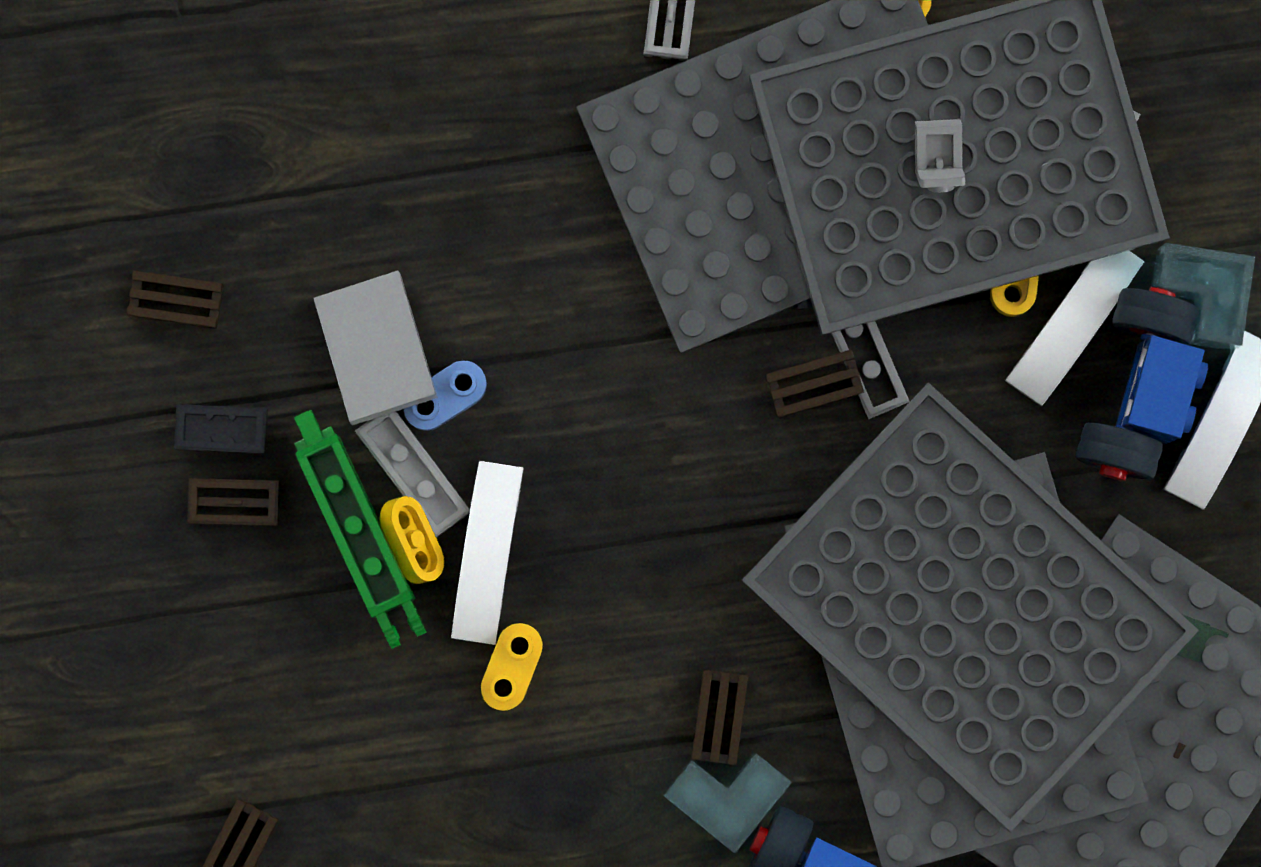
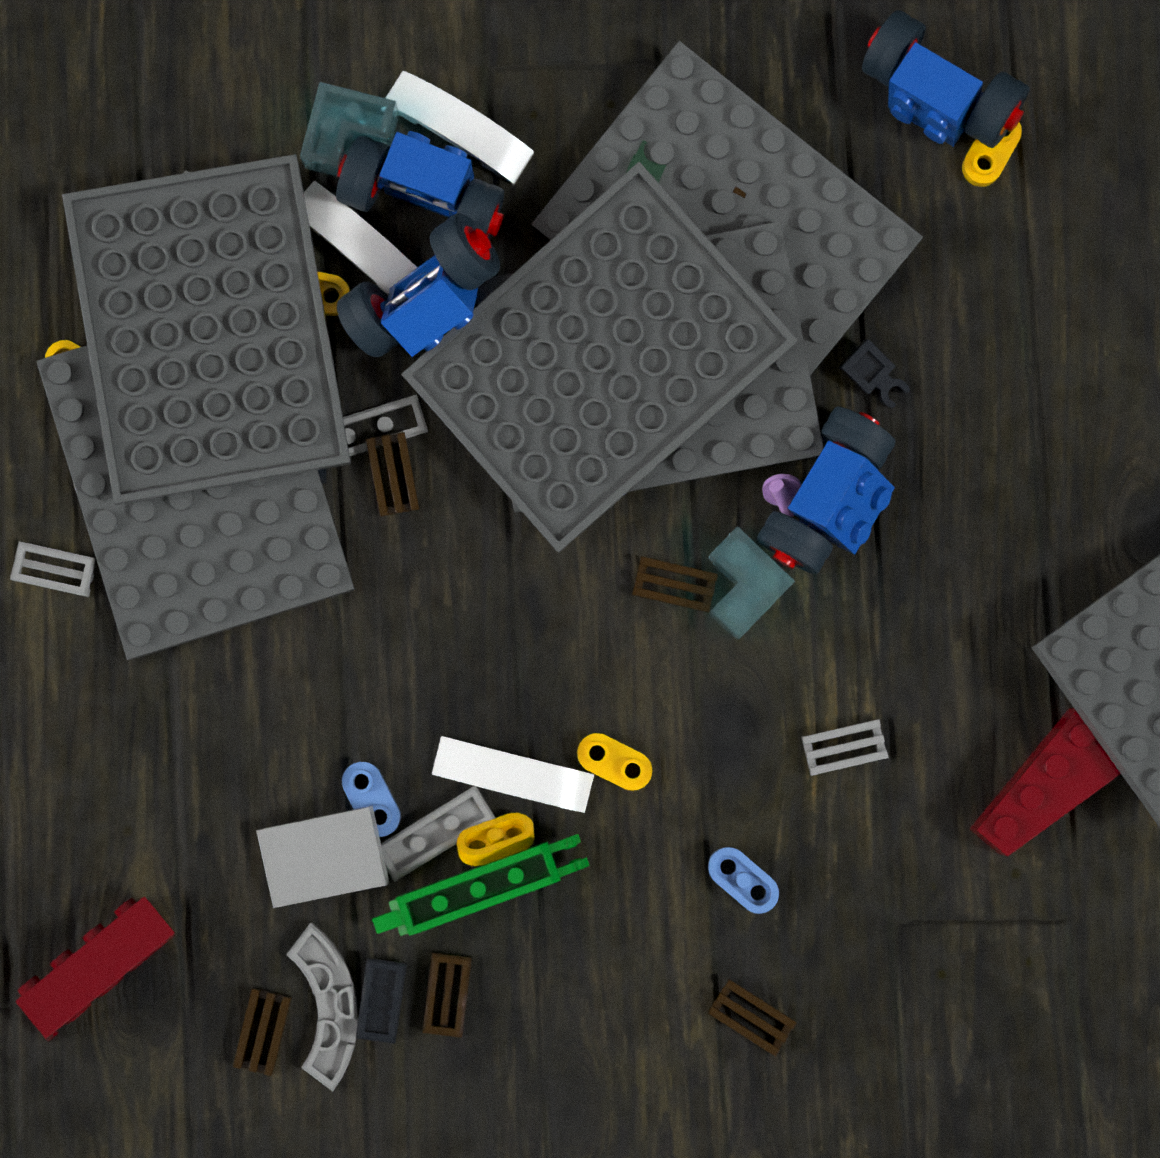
camera: 80 degrees left, 0 degrees up
(210, 378) = (335, 1003): none -> light grey tile
(229, 106) = (94, 967): none -> dark red wedge
(391, 825) = (743, 879): none -> medium blue plate
(838, 829) = (781, 491): none -> lavender plate
(939, 154) = (202, 343): light grey bracket -> none
(1016, 403) = (427, 299): none -> brick

